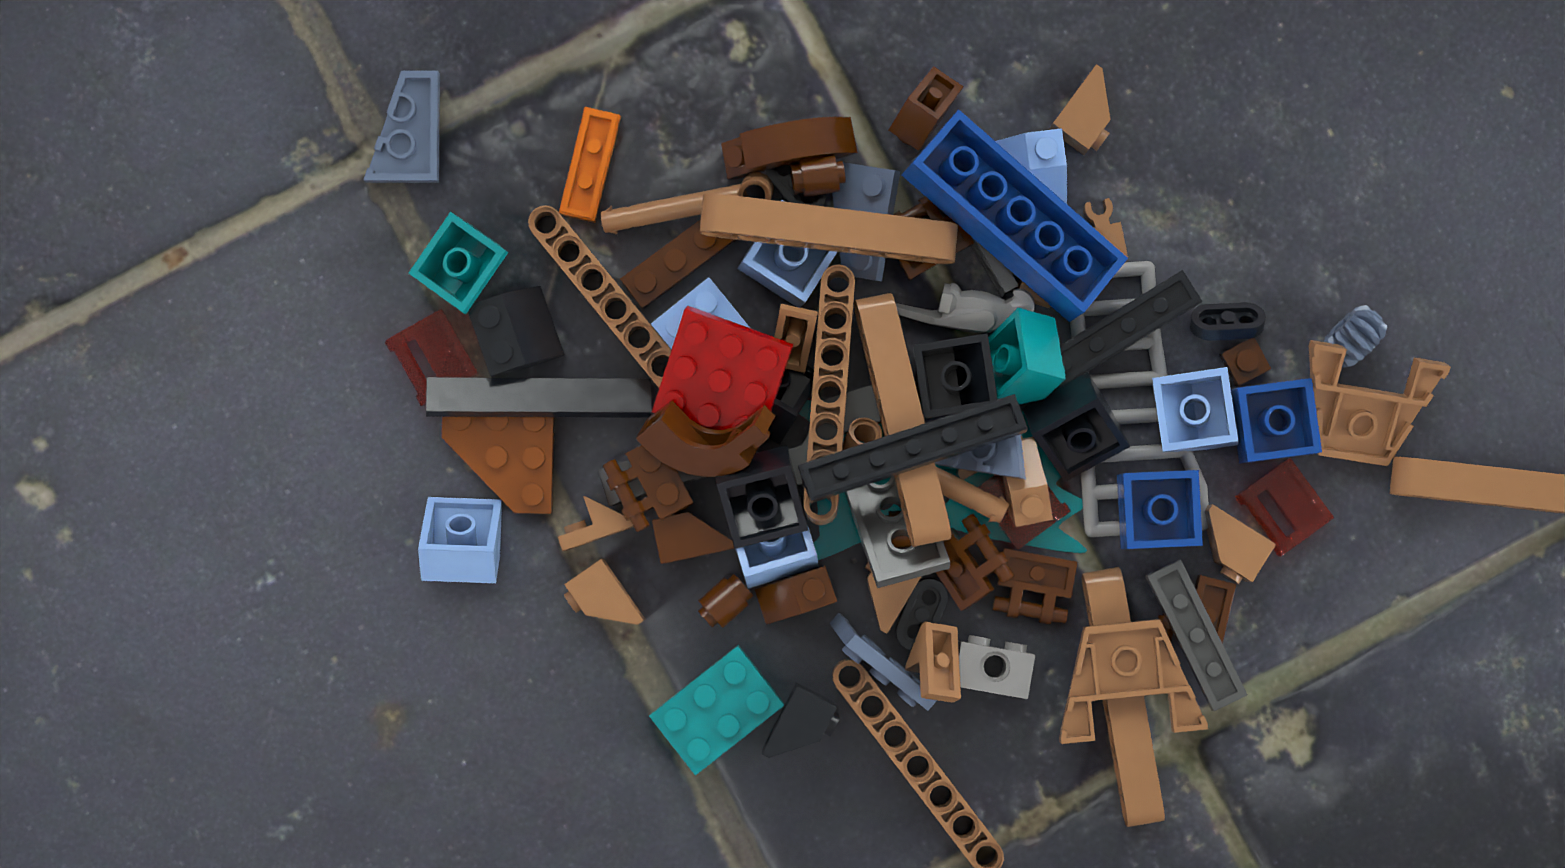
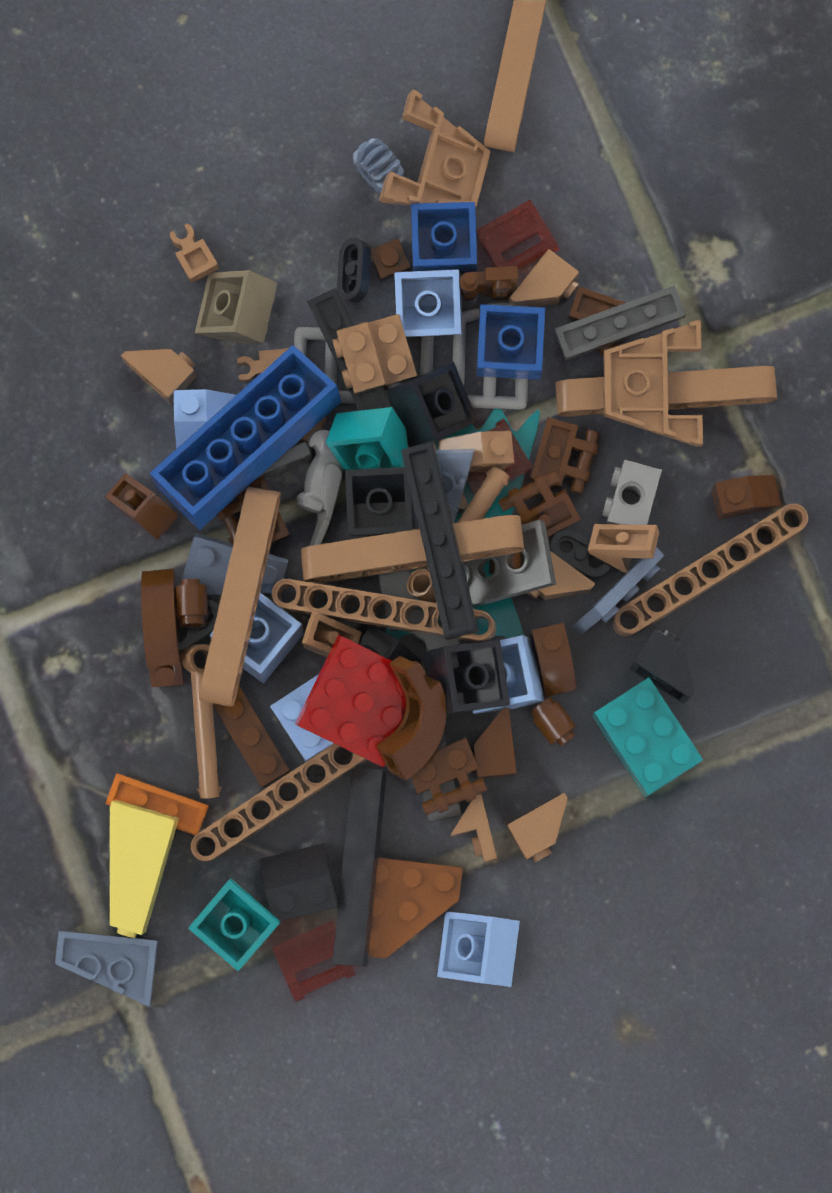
camera: 80 degrees left, 5 degrees down
(522, 148) = (137, 862): none -> light yellow slope
(1009, 799) = (745, 495): none -> reddish brown slope
(1127, 354) = (374, 354): none -> medium nougat plate
(1169, 191) = (236, 307): none -> dark tan slope
(1223, 136) = (195, 256): none -> medium nougat plate
(1229, 483) = (493, 283): none -> reddish brown plate

